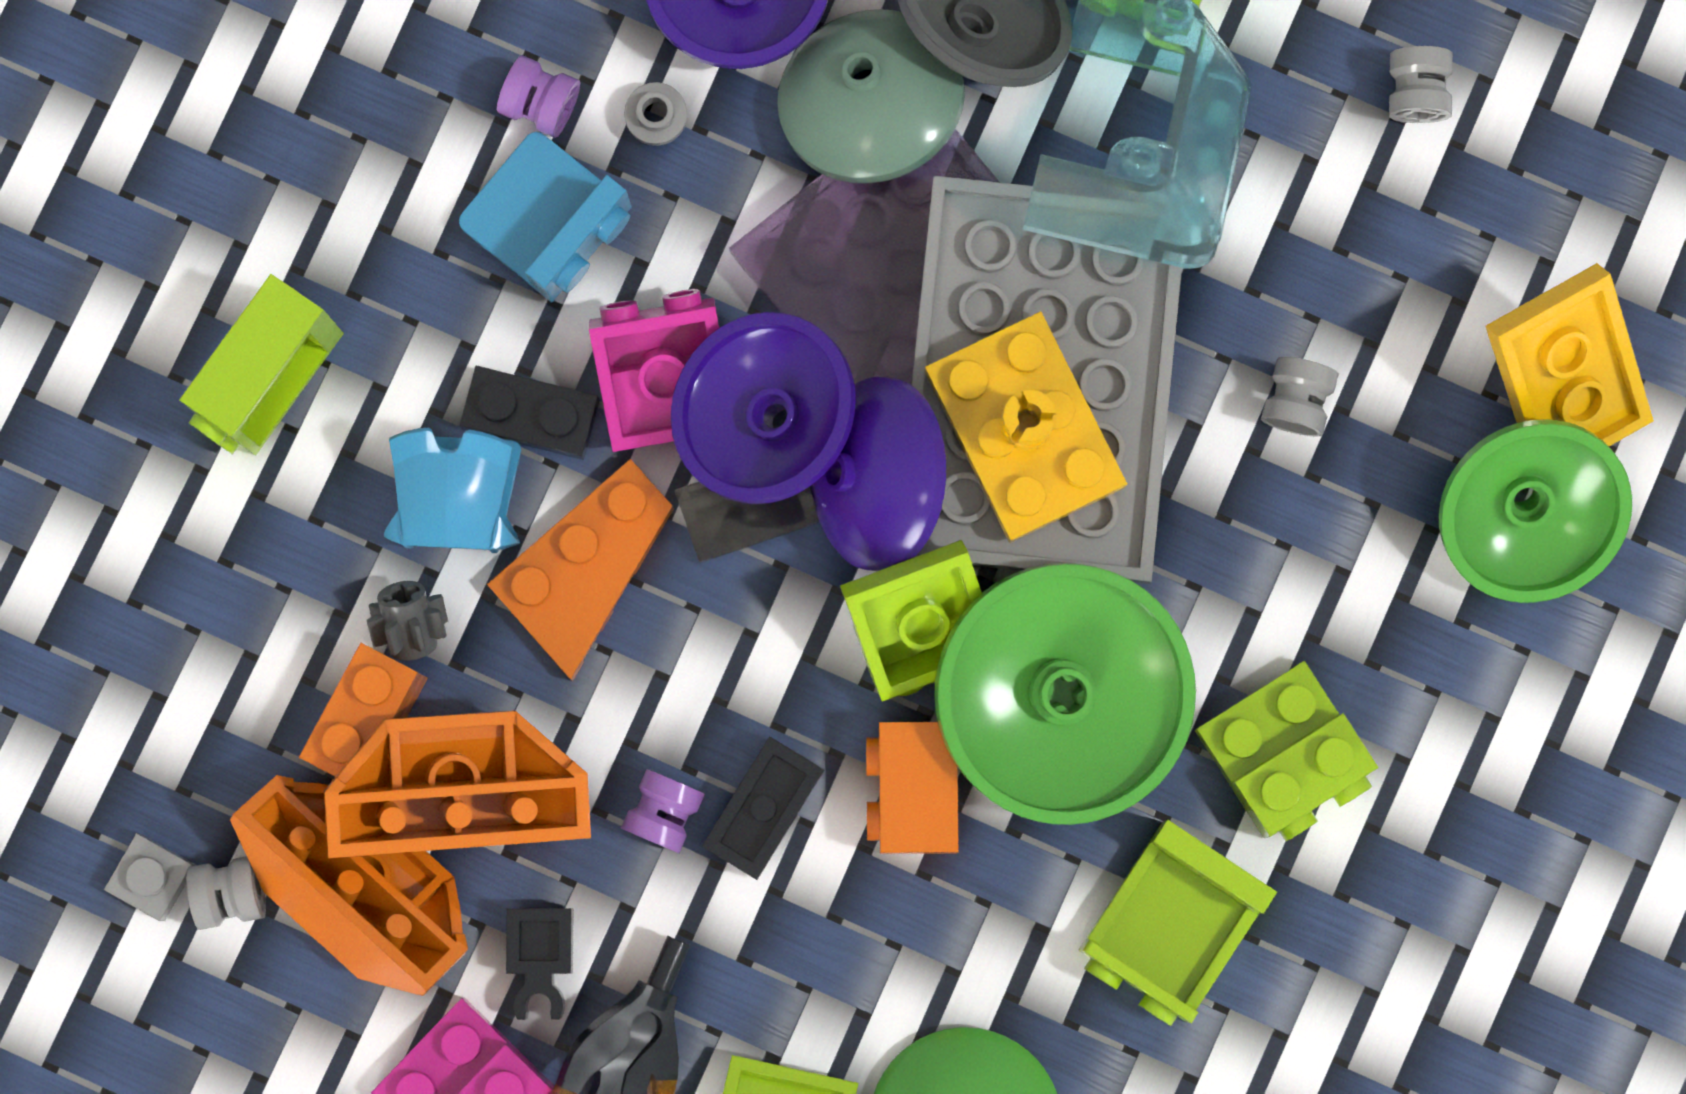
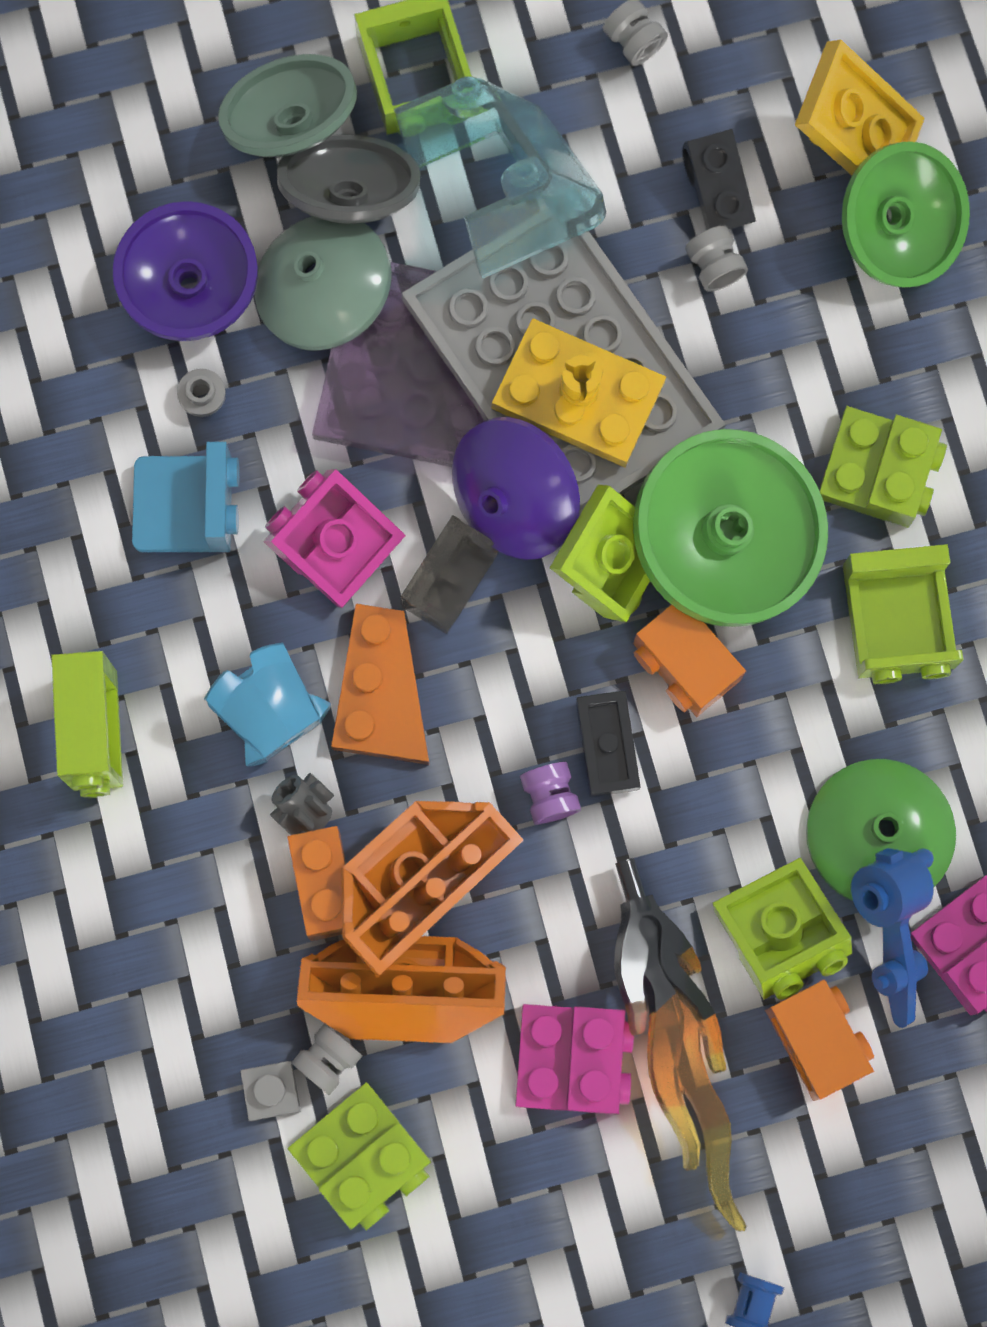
camera: 45 degrees left, 5 degrees down
(182, 1017) = (361, 1158): none -> lime plate
(530, 412) = (283, 618): black plate -> none
(538, 96) = (133, 434): medium lavender wheel -> none
(539, 946) = (545, 935): black plate -> none
(738, 386) = (388, 498): dark purple dish -> none
(1372, 316) = (719, 180): none -> black plate

